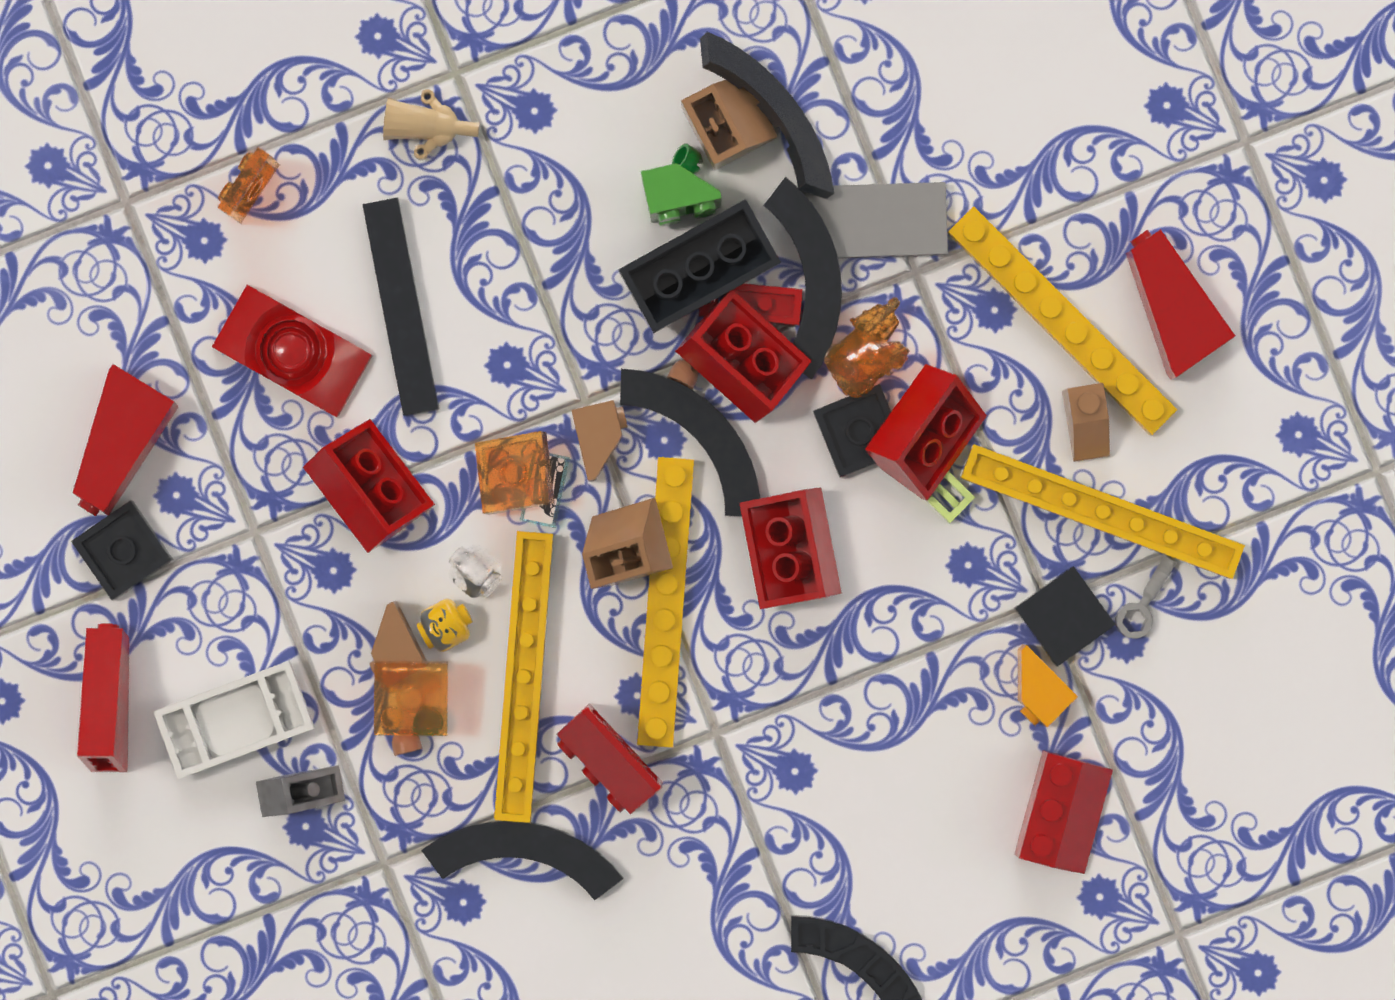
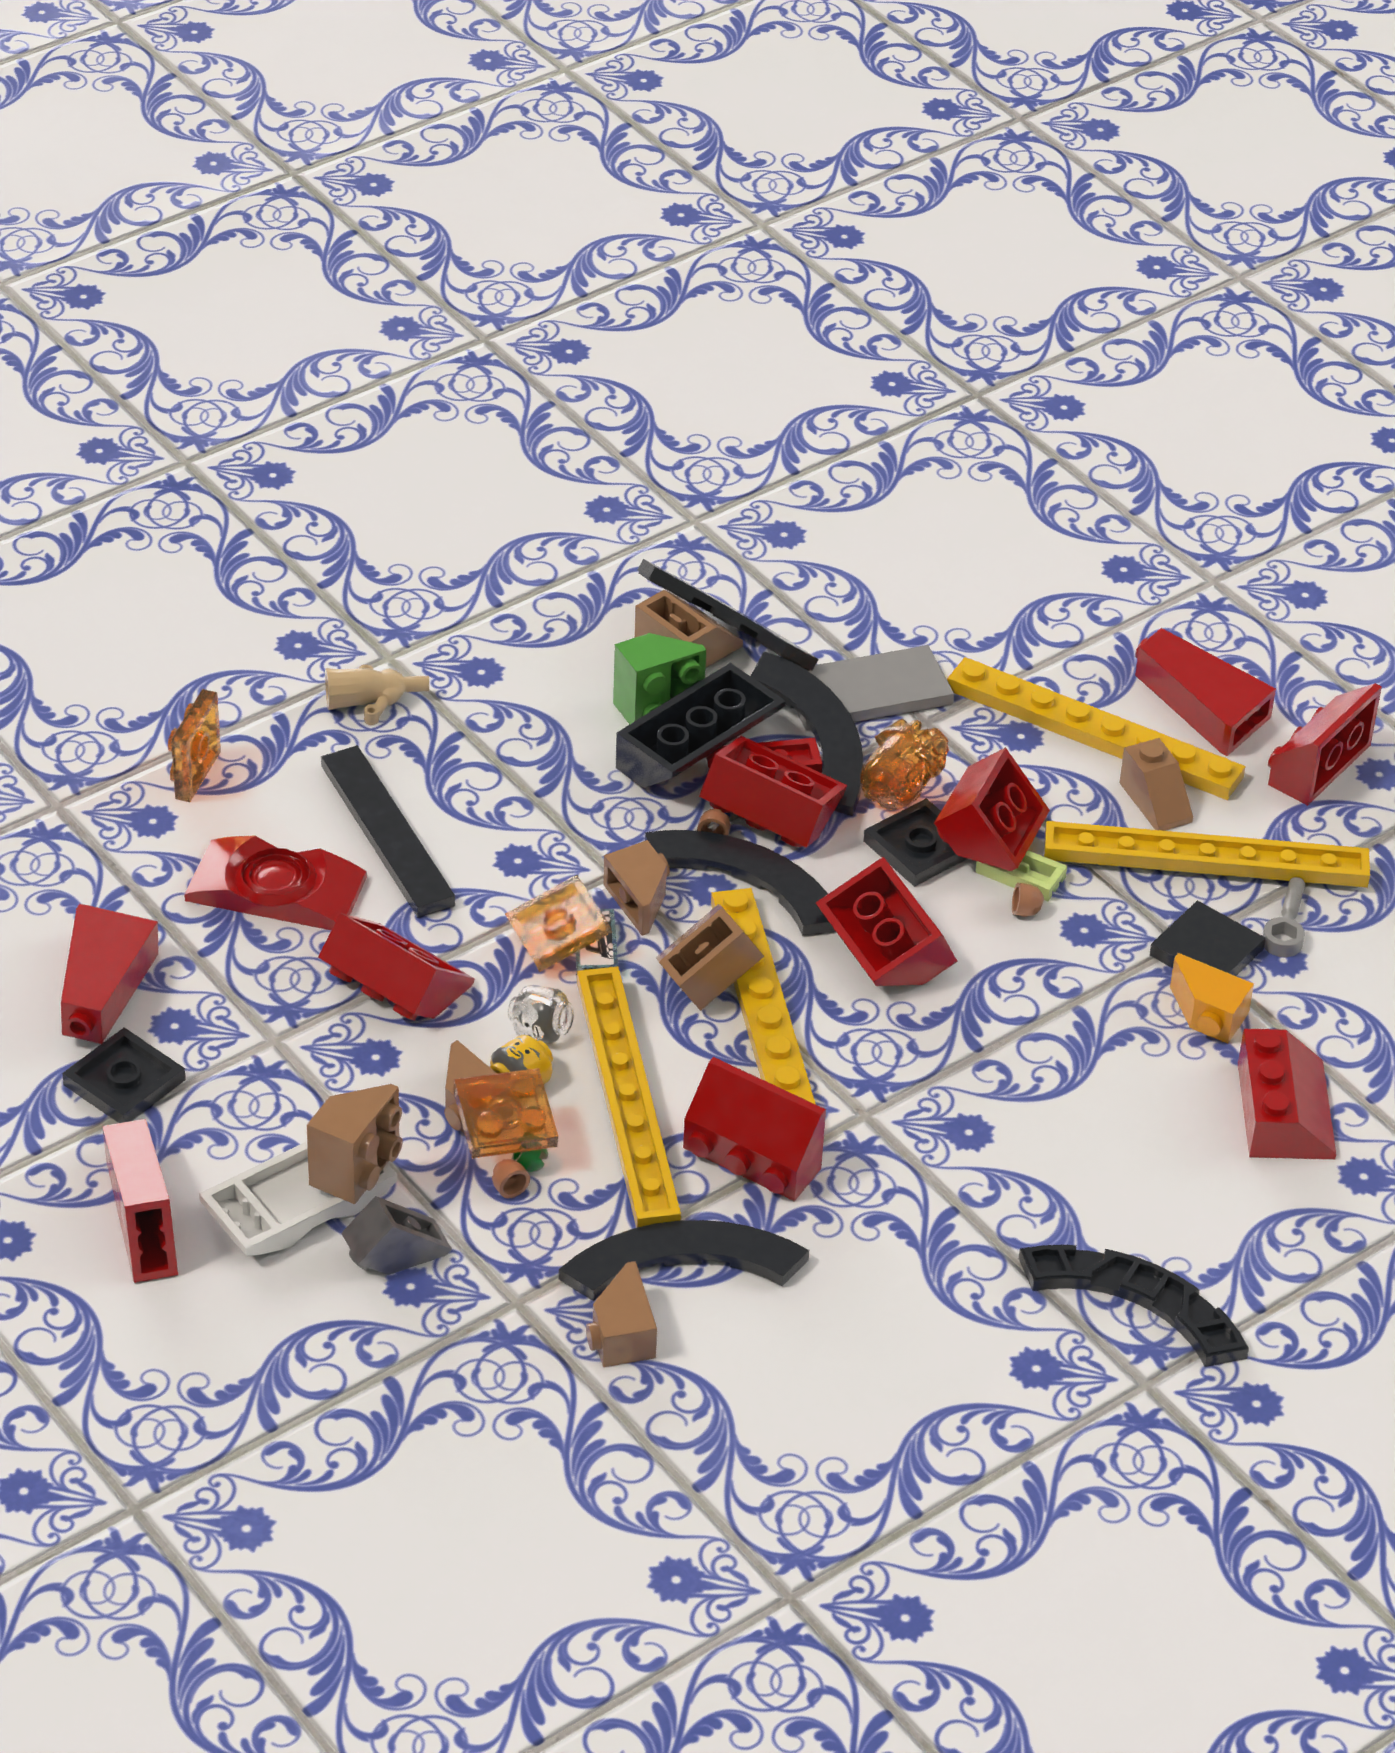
camera: 20 degrees left, 45 degrees down
(272, 720) = (353, 1141): none -> medium nougat slope
(456, 919) = (623, 1321): none -> medium nougat slope
(926, 528) = (1026, 900): none -> nougat hinge
(1254, 407) = (1325, 745): none -> red slope

